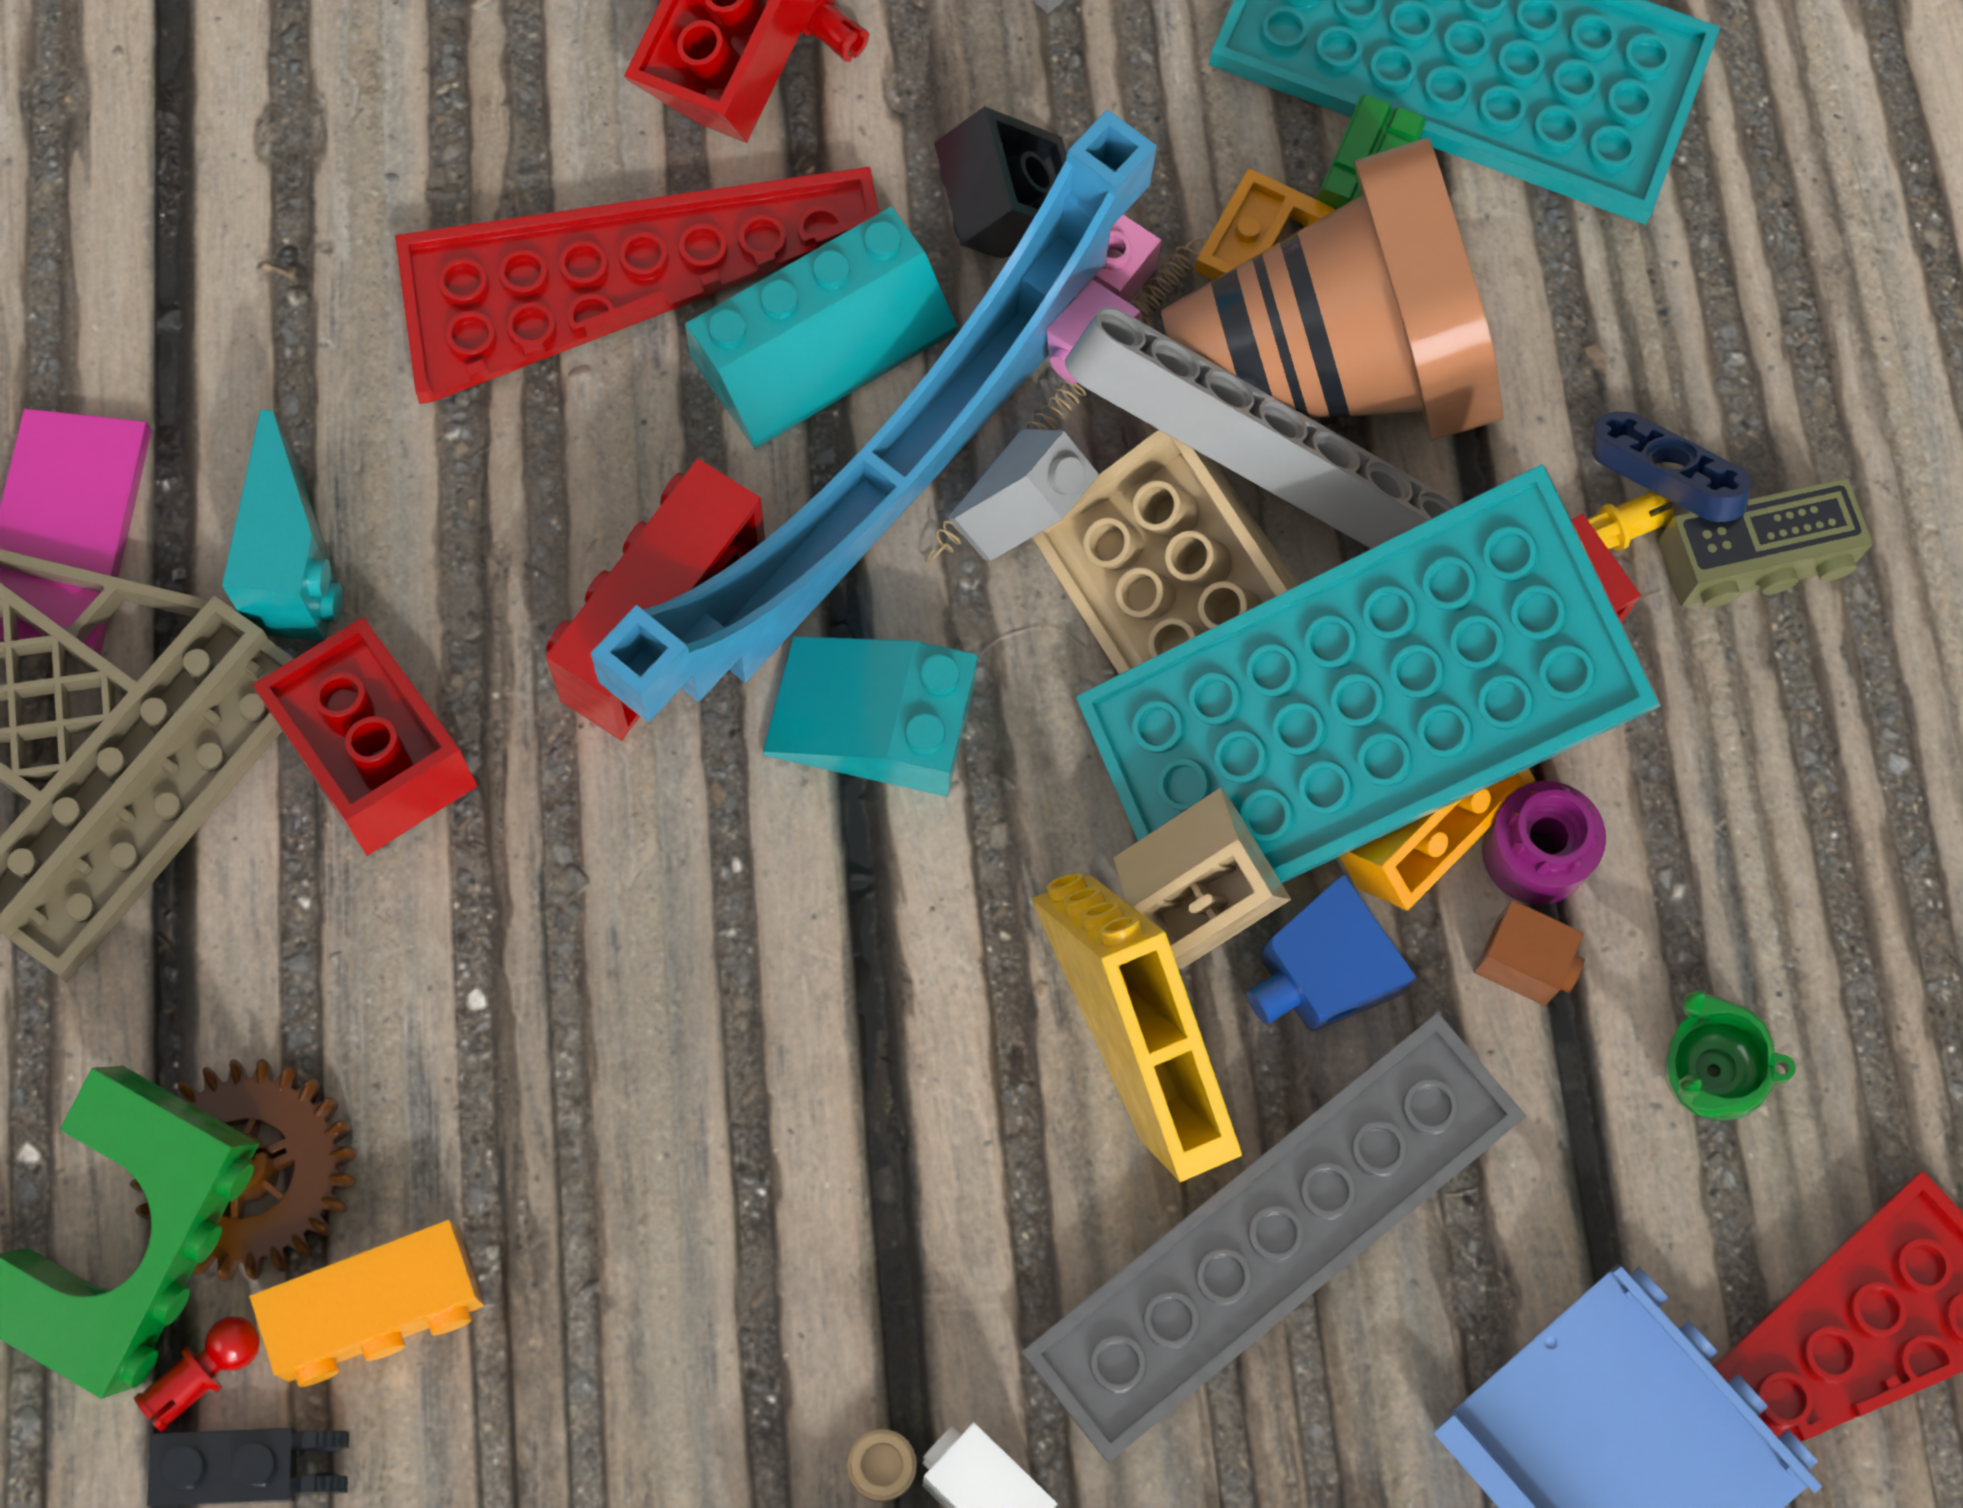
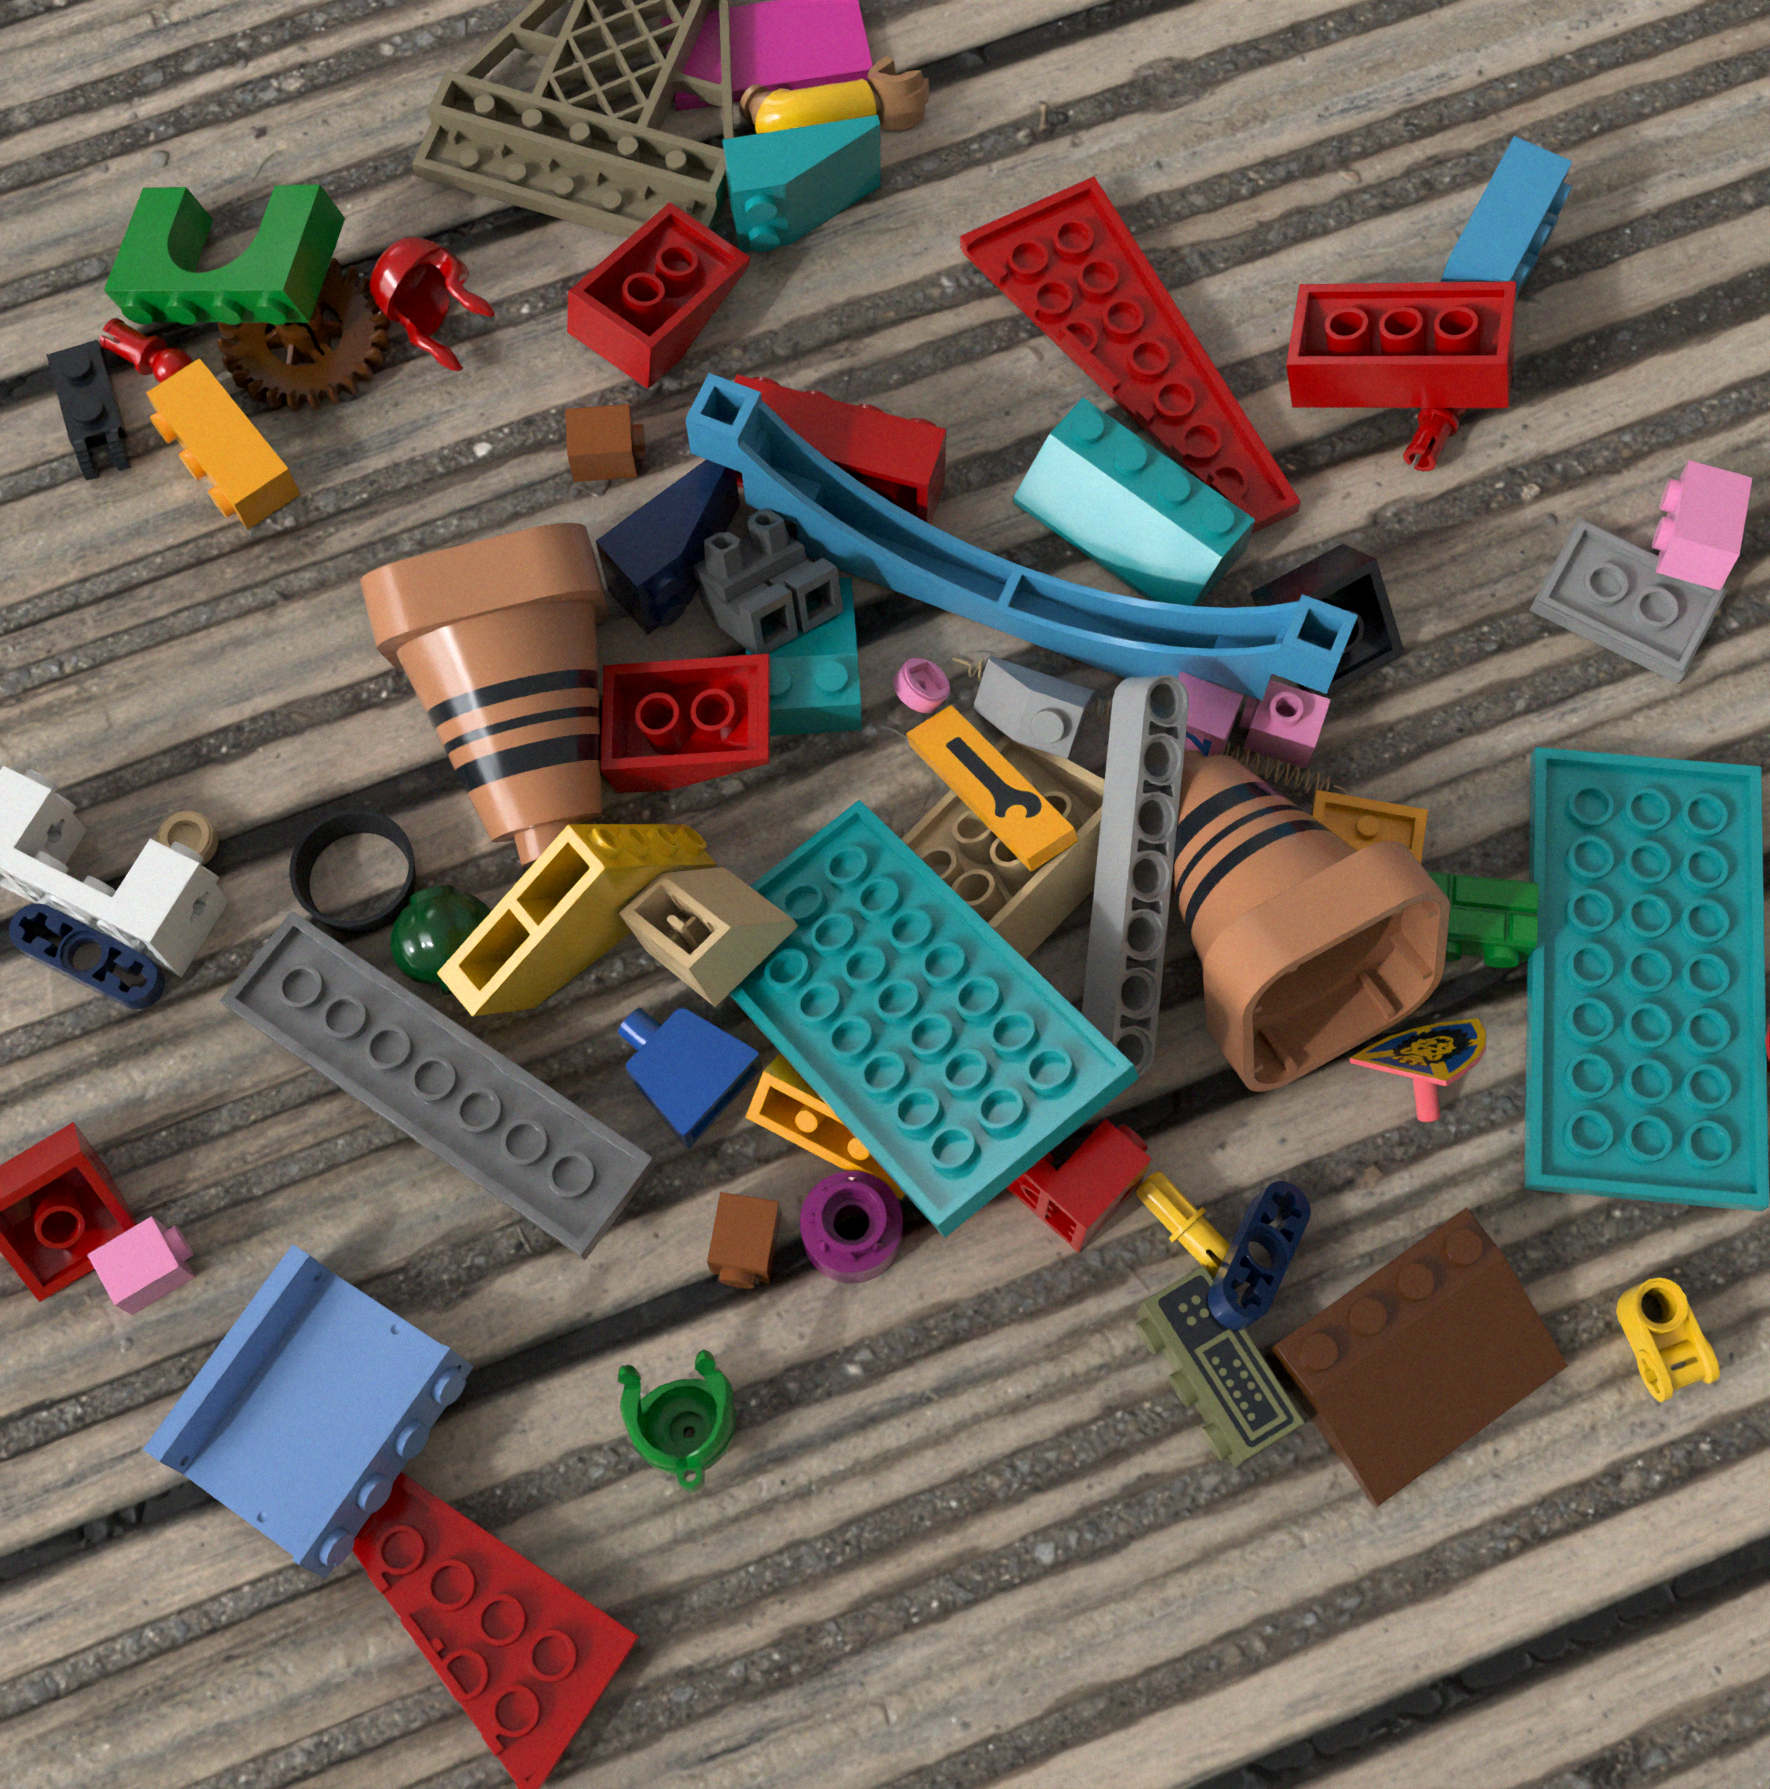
camera: 80 degrees right, 0 degrees up
(189, 499) = (894, 98): none -> piece
(247, 1020) = (414, 288): none -> red hair
(535, 851) = (603, 442): none -> dark orange brick
(720, 807) = (653, 550): none -> dark blue slope
(802, 715) = (765, 583): none -> dark grey hips
(832, 1013) = (505, 671): none -> nougat cone
(938, 840) = (684, 721): none -> red slope
(952, 600) = (921, 685): none -> bright pink tile
(996, 1204) = (327, 831): none -> black tyre
(1103, 1186) = (433, 931): none -> dark green plant
(1110, 556) = (992, 788): none -> light orange tile
(1507, 248) = (1430, 1056): none -> shield
(1783, 368) = (1418, 1357): none -> reddish brown slope
(1818, 157) = (1666, 1343): none -> yellow piece

